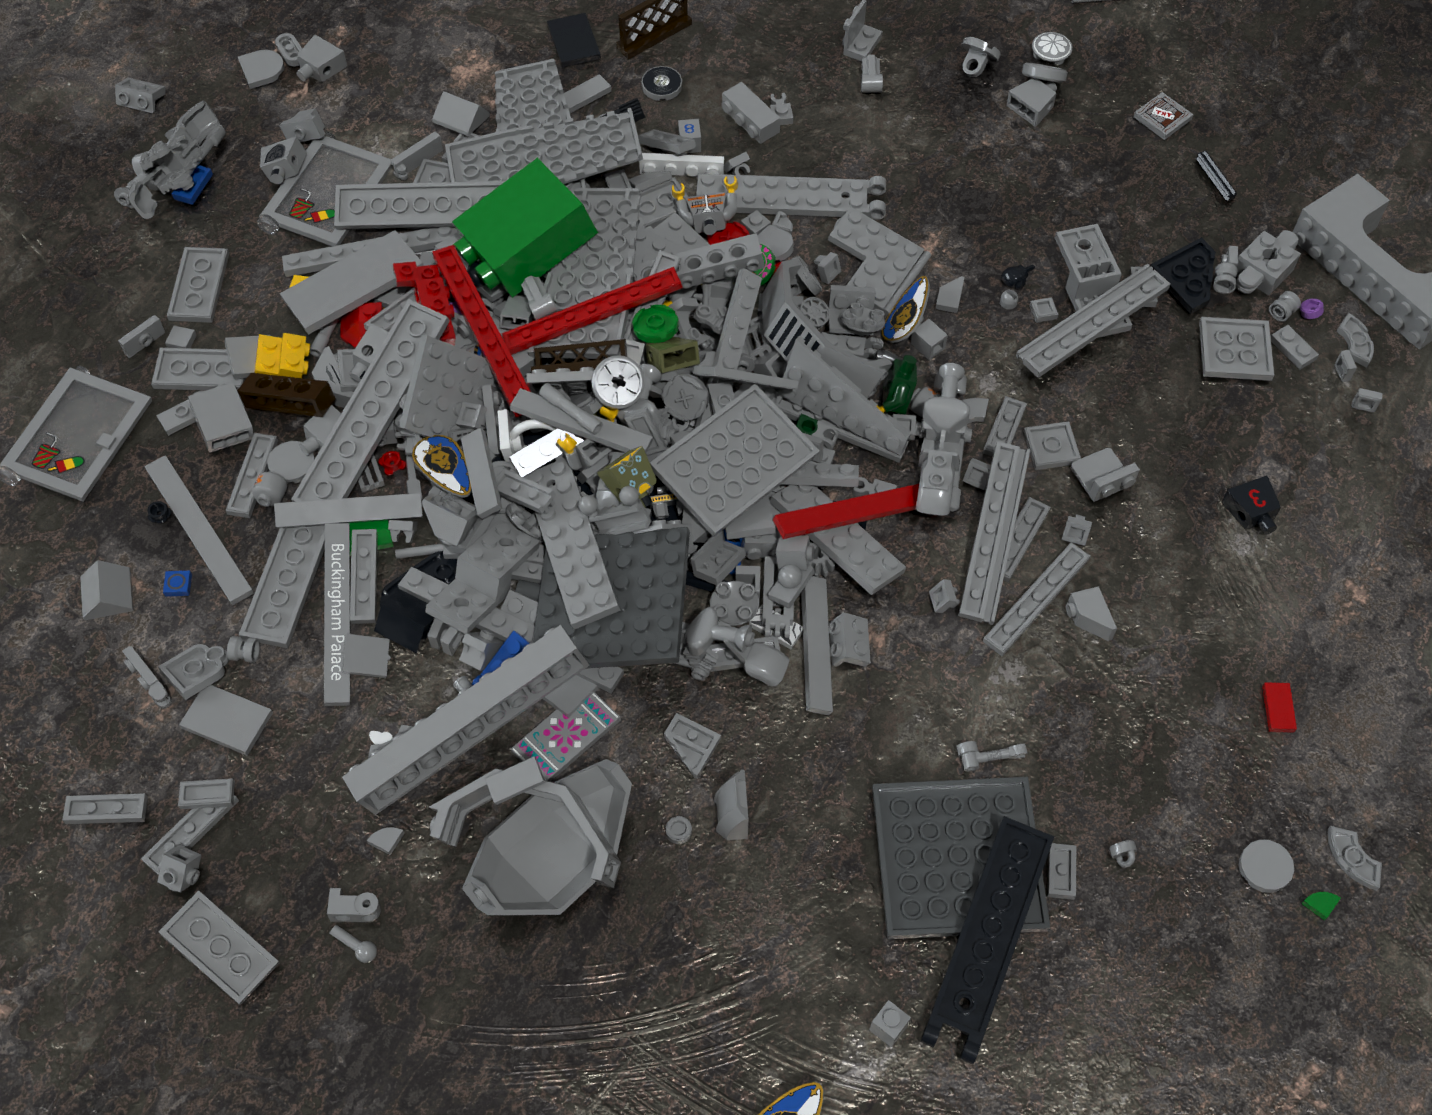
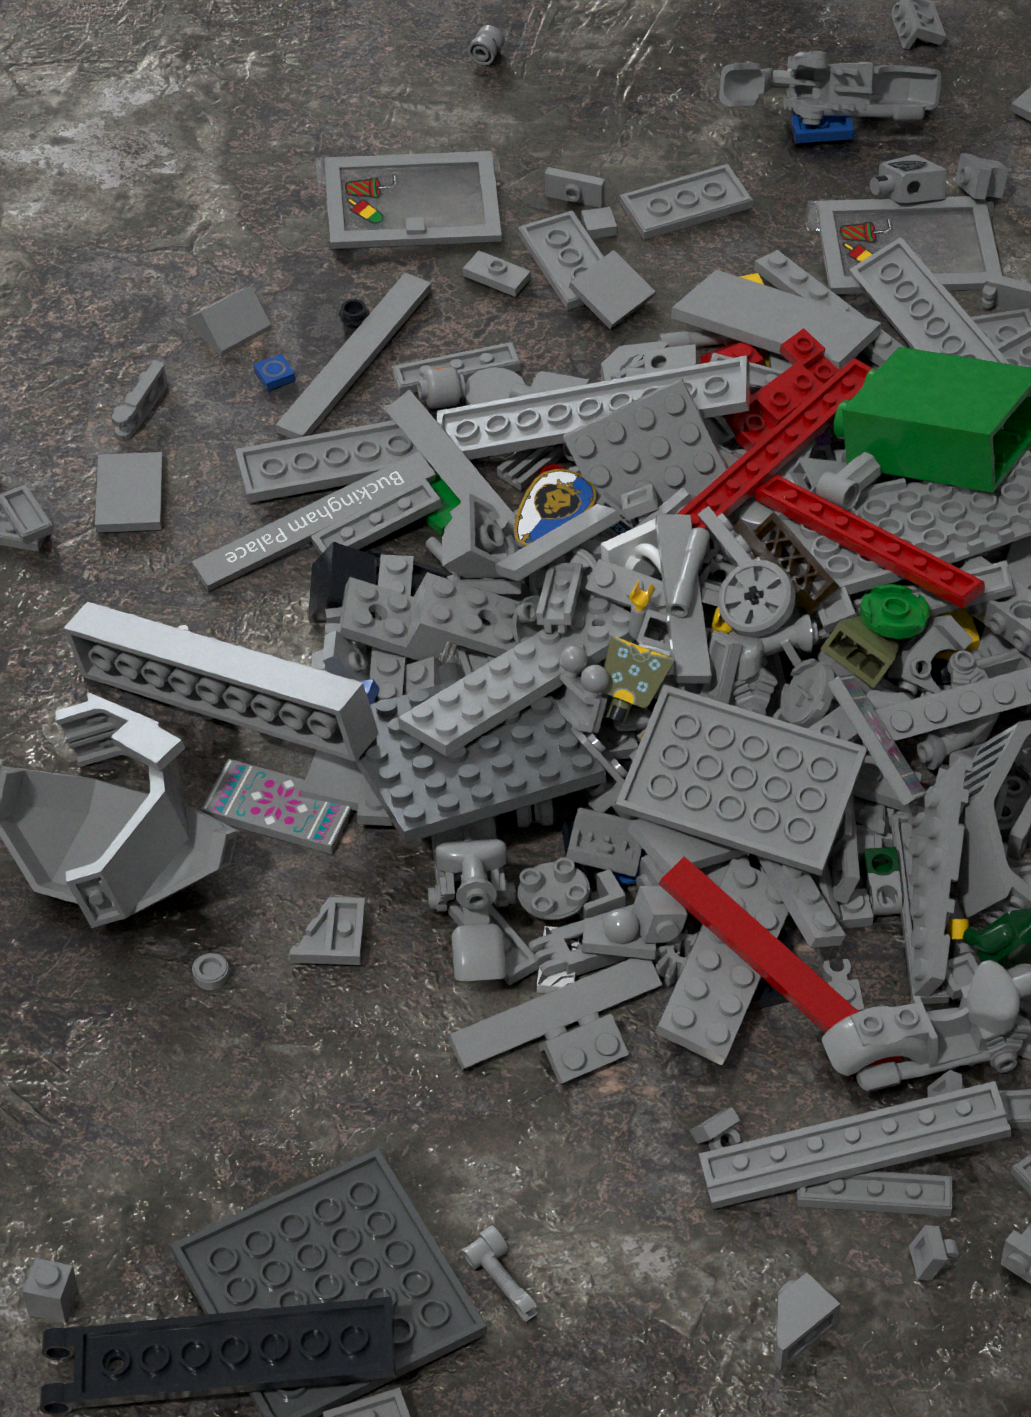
camera: 65 degrees right, 10 degrees down
(195, 669) = (172, 435): light grey plate -> none
(221, 417) = (508, 300): light grey brick -> none
(243, 649) = (220, 462): light grey wheel -> none
(282, 355) = (628, 313): yellow plate -> none
(286, 394) = (573, 338): dark brown brick -> none
(365, 655) = (275, 572): light grey piece -> none
(386, 839) = (53, 696): light grey tile -> none
(732, 808) = (263, 1006): light grey slope -> none
(1036, 599) = (789, 1248): light grey tile -> none

